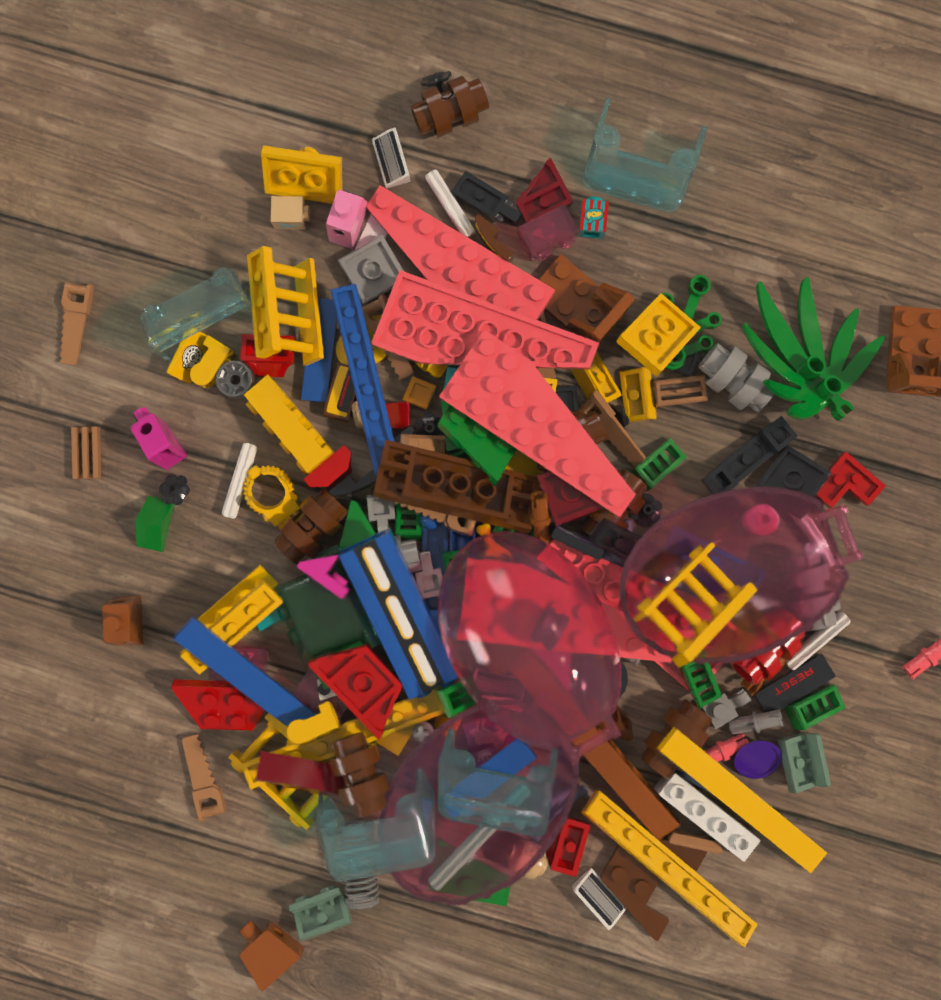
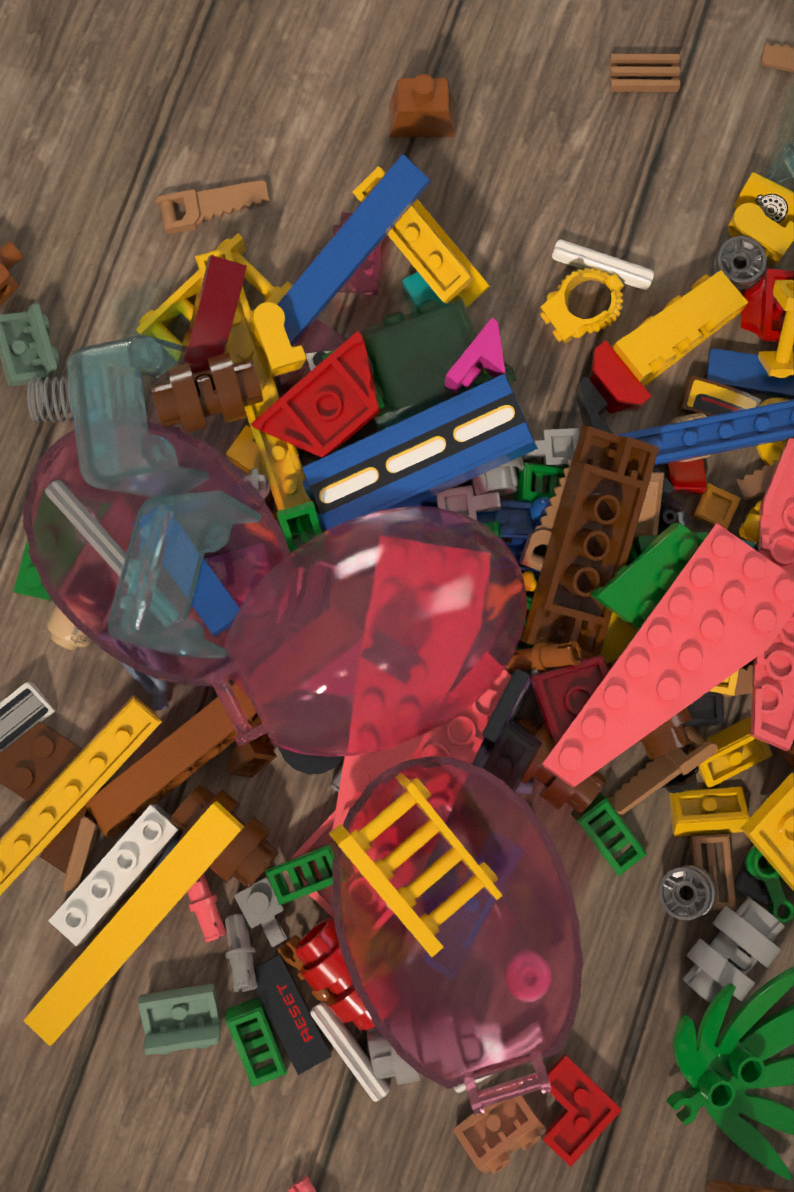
camera: 90 degrees right, 5 degrees down
(153, 524) = (549, 153): green slope -> none
(157, 439) = (660, 159): dark pink torso -> none
(174, 489) = (590, 184): black plant -> none
(217, 704) = (306, 222): red wing -> none
(295, 538) = (557, 366): reddish brown piece -> none
(356, 526) = (542, 412): green slope -> none
(568, 847) = (89, 675): red slope -> none
(645, 518) = (556, 817): black plant -> none
(697, 419) = (672, 894): none -> flat silver wheel
(749, 456) = (620, 970): black slope -> none
(758, 759) = (187, 953): dark purple piece -> none
(795, 472) = (594, 1035): black tile -> none
(869, 537) = (499, 1133): none -> nougat bracket

